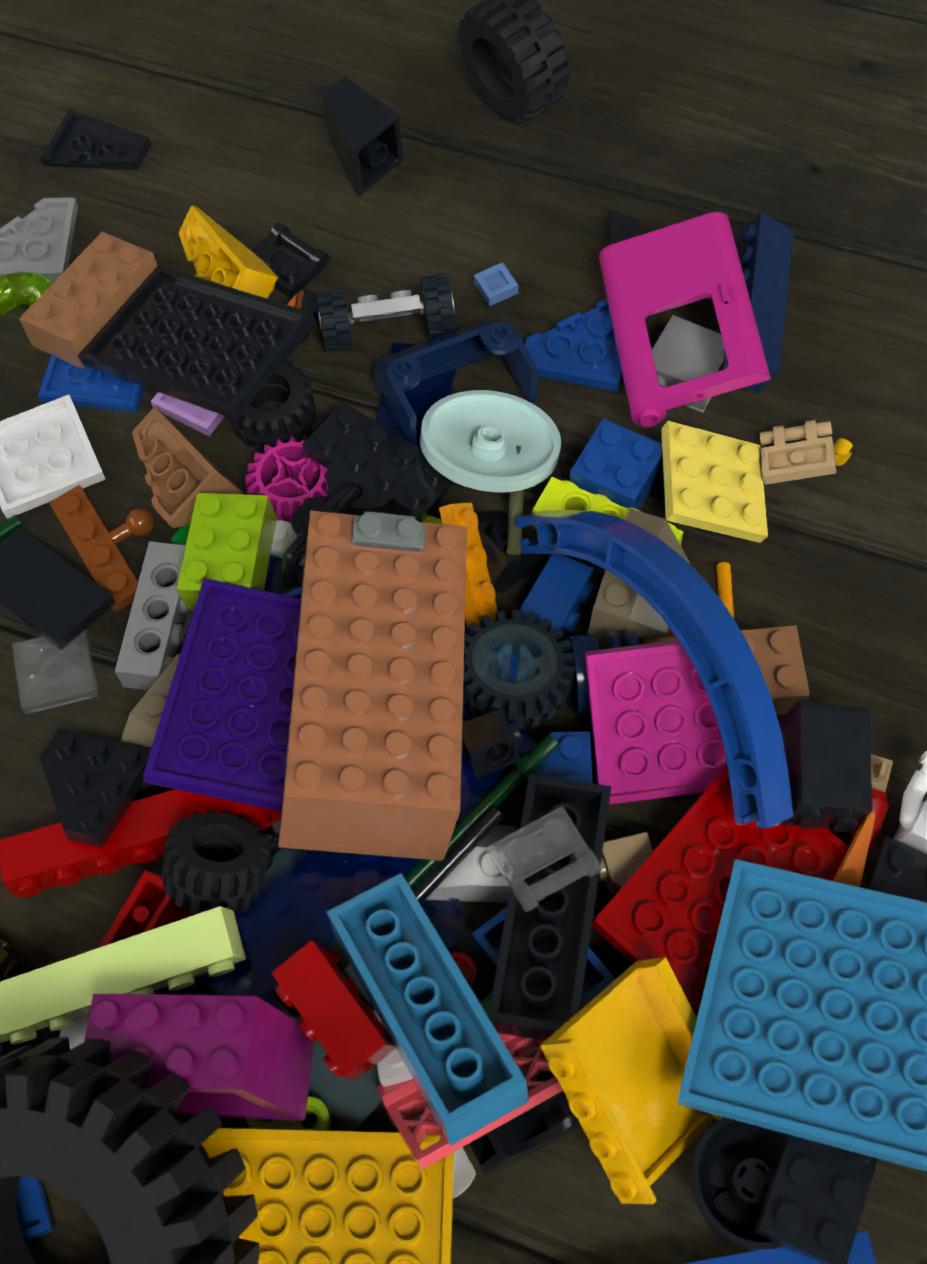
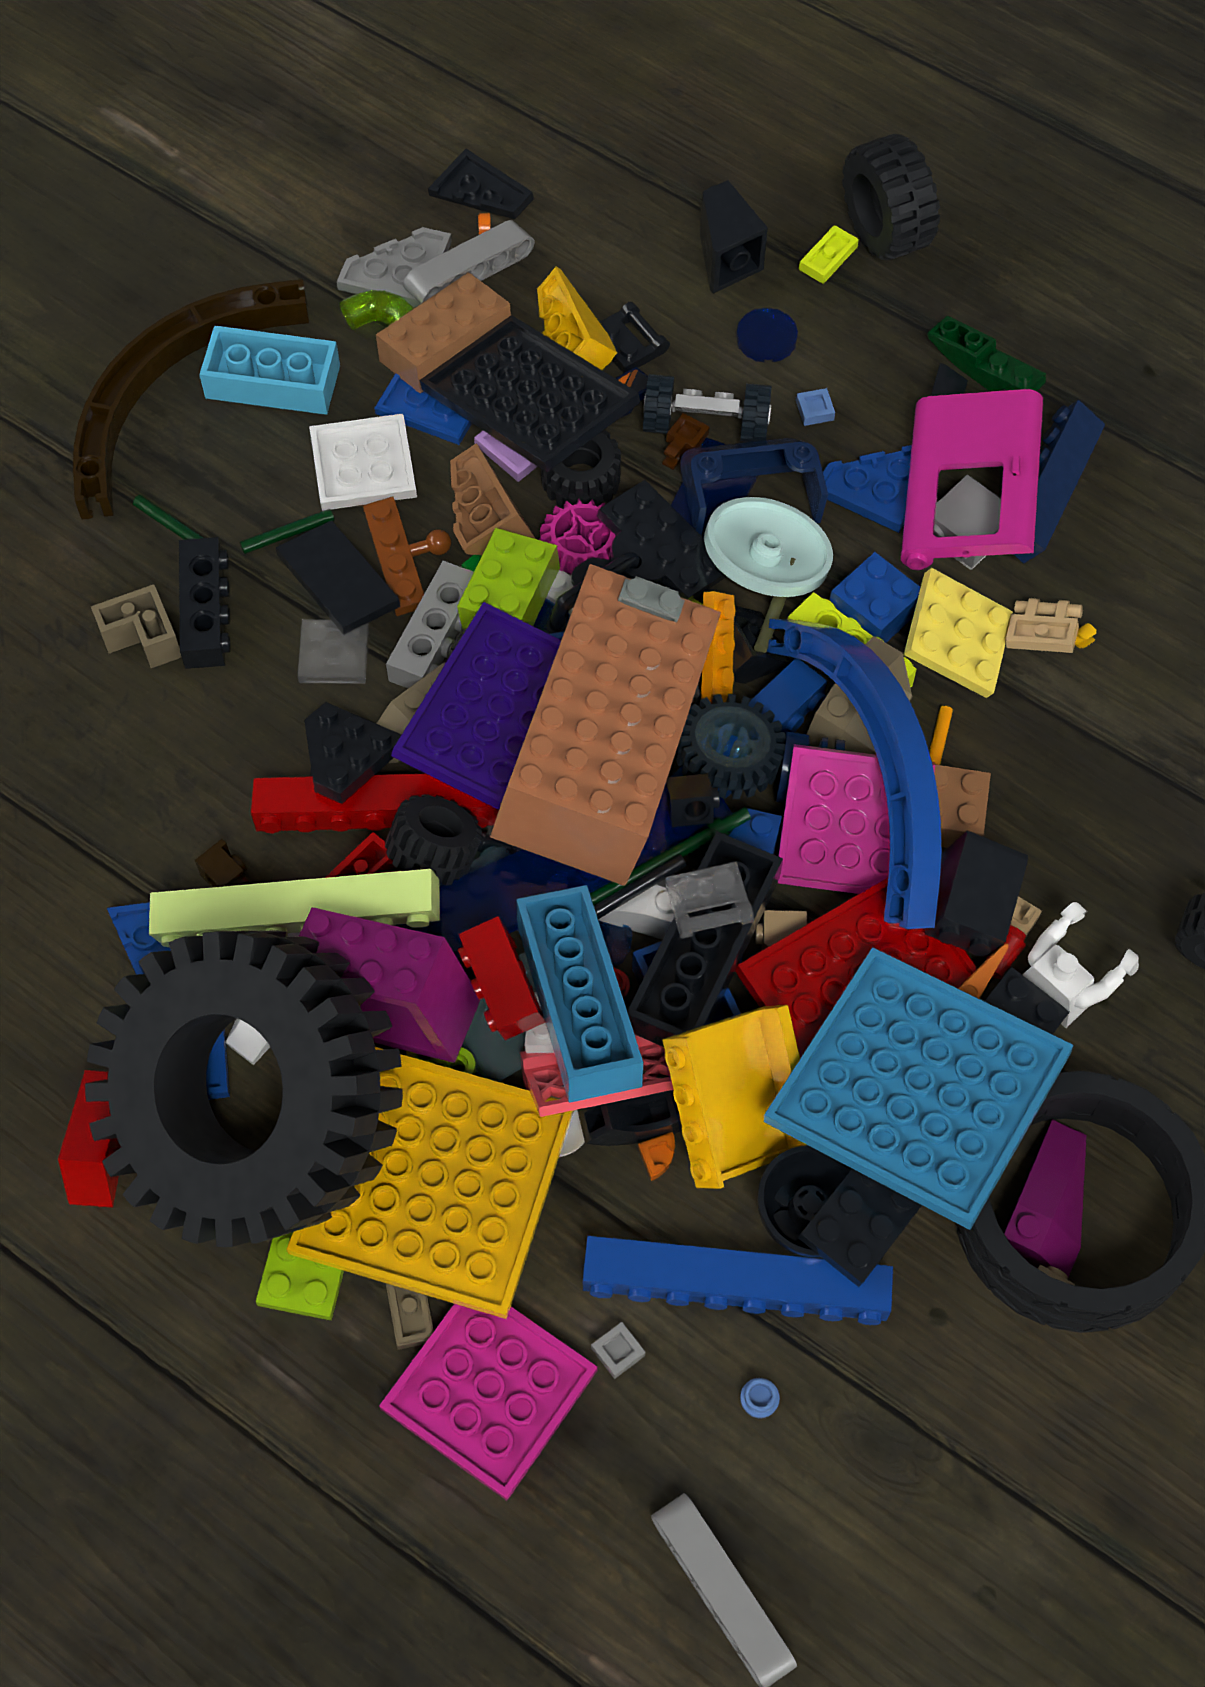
camera: 10 degrees right, 0 degrees up
(108, 184) = (484, 222): none -> orange tile
(110, 212) = (479, 256): none -> light grey beam
(370, 346) = (682, 436): none -> reddish brown plate
(425, 223) = (767, 335): none -> clear blue tile
(465, 129) = (828, 254): none -> neon yellow plate
(561, 1161) = (657, 1154): none -> orange tile
(646, 197) = (980, 360): none -> dark green slope

